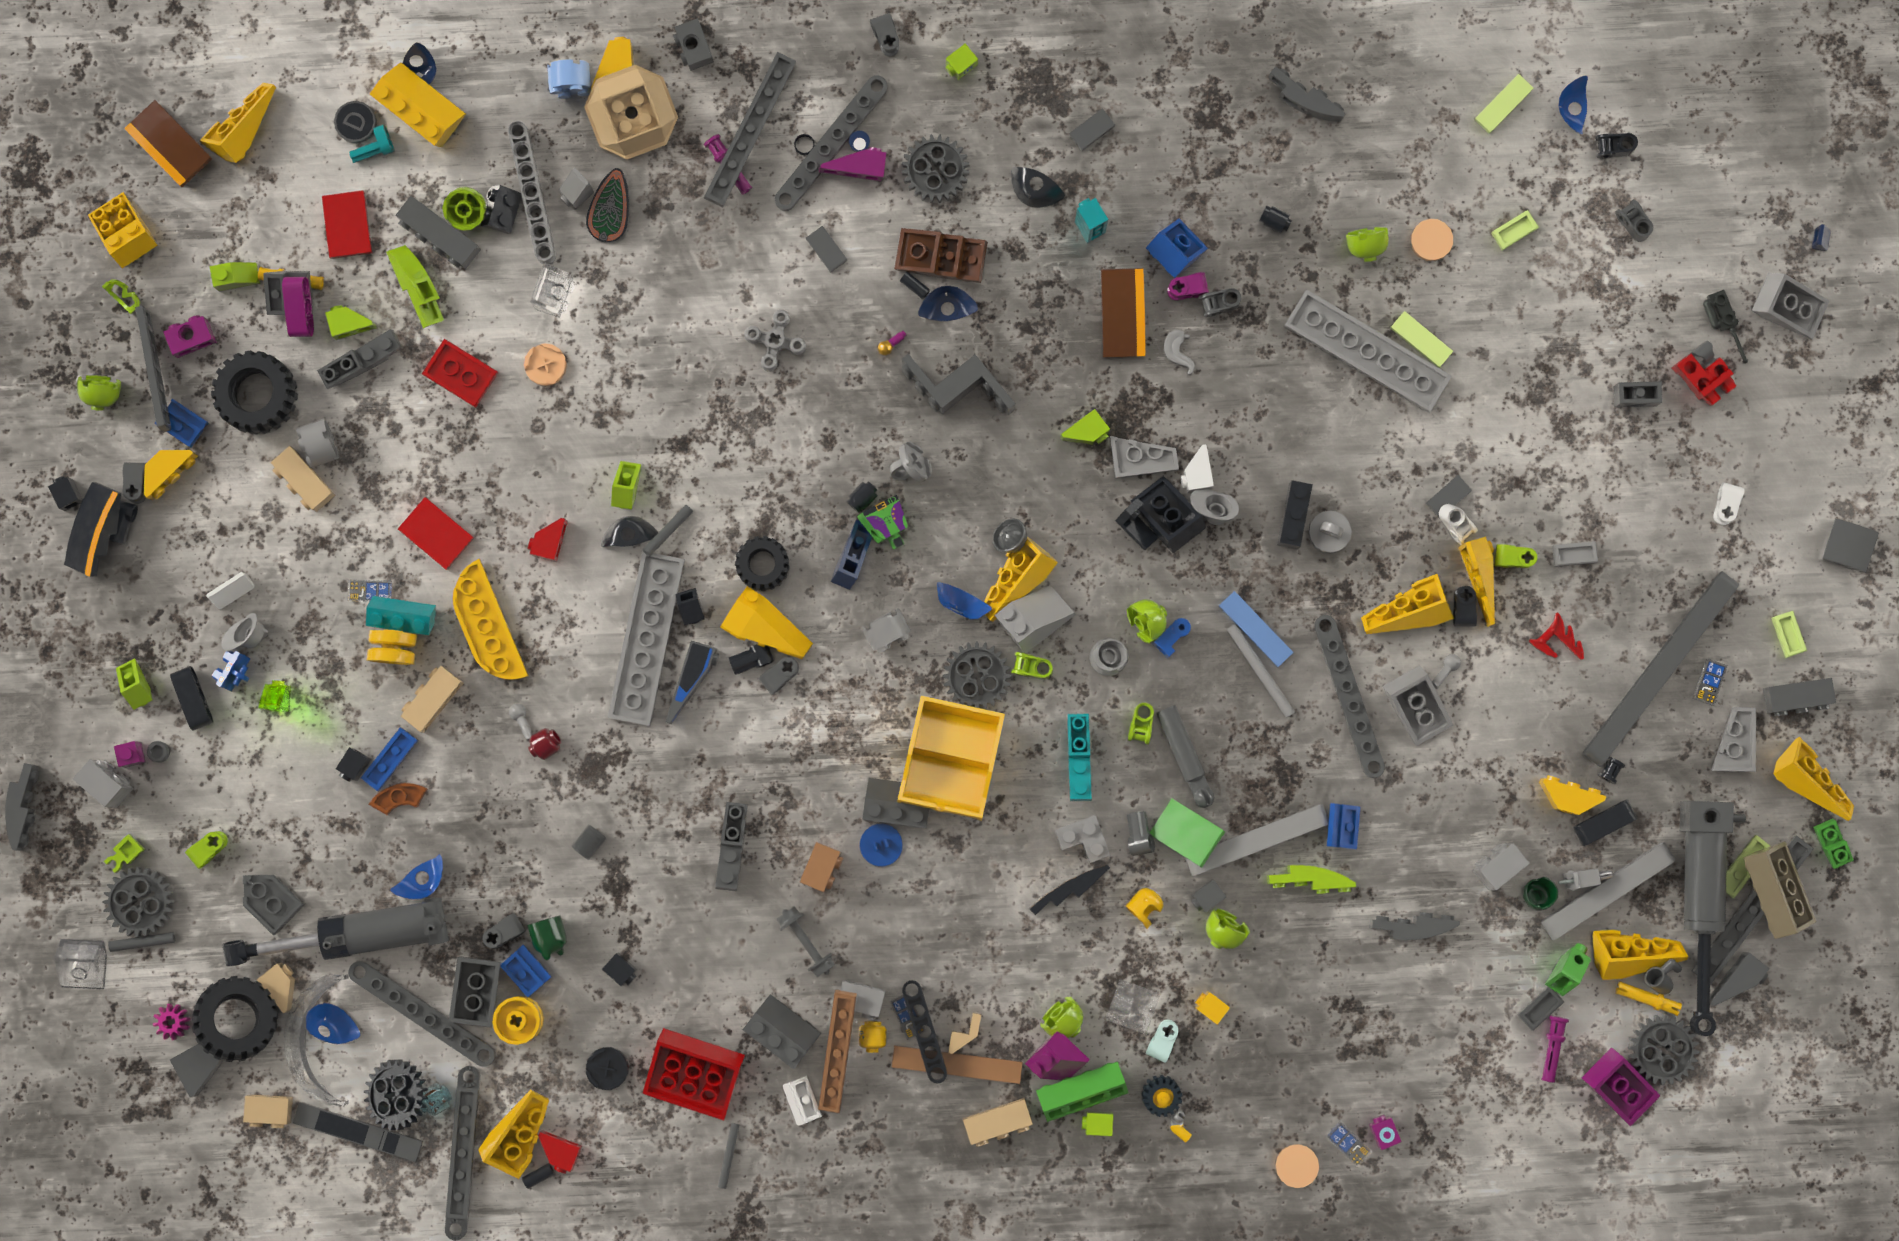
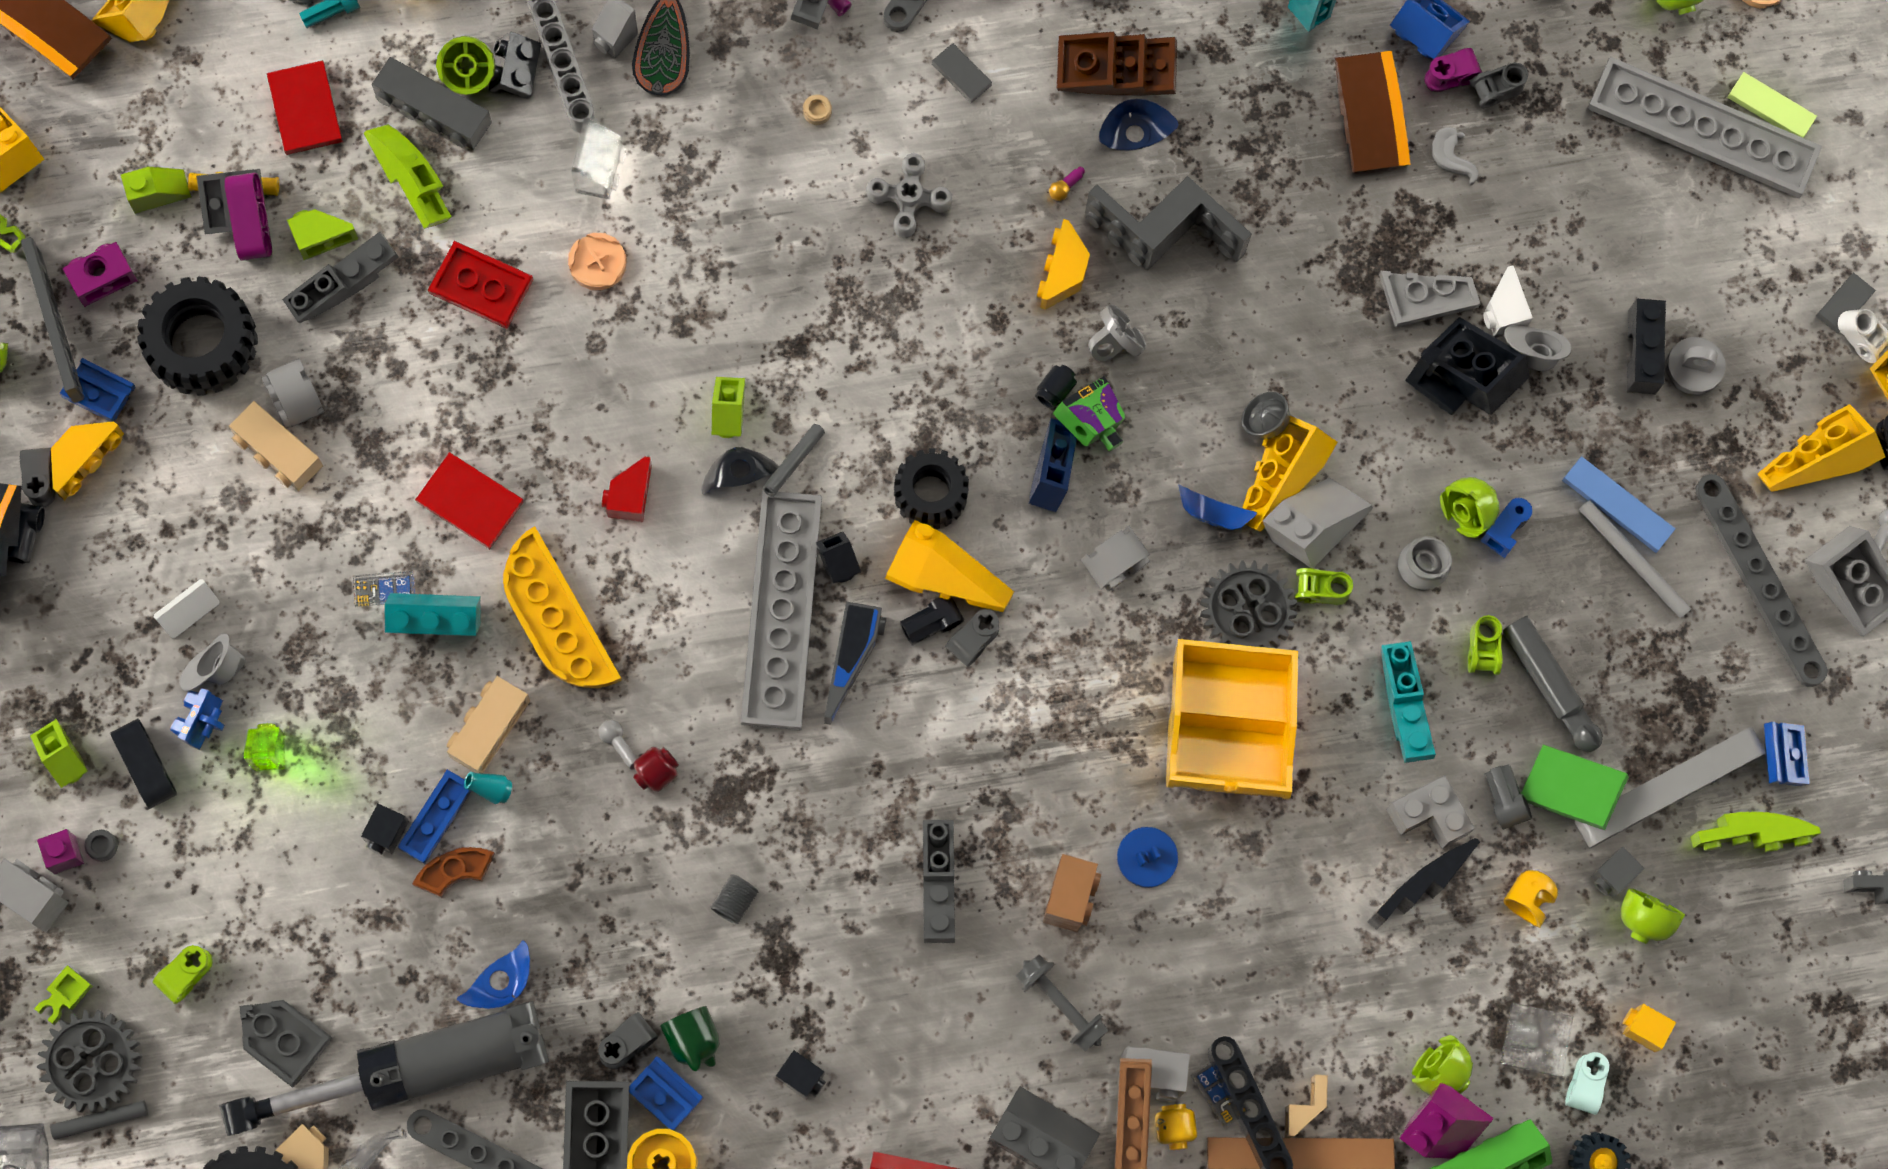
camera: 15 degrees left, 10 degrees down
(391, 647) = (424, 657): yellow wheel -> none
(429, 743) = (489, 786): none -> teal cone
(717, 266) = (817, 109): none -> tan tile
(880, 408) = (1065, 267): none -> yellow slope
(883, 807) = (1148, 802): dark grey slope -> none
(914, 285) = (1087, 106): black axle -> none
(1087, 430) = (1348, 267): lime slope -> none

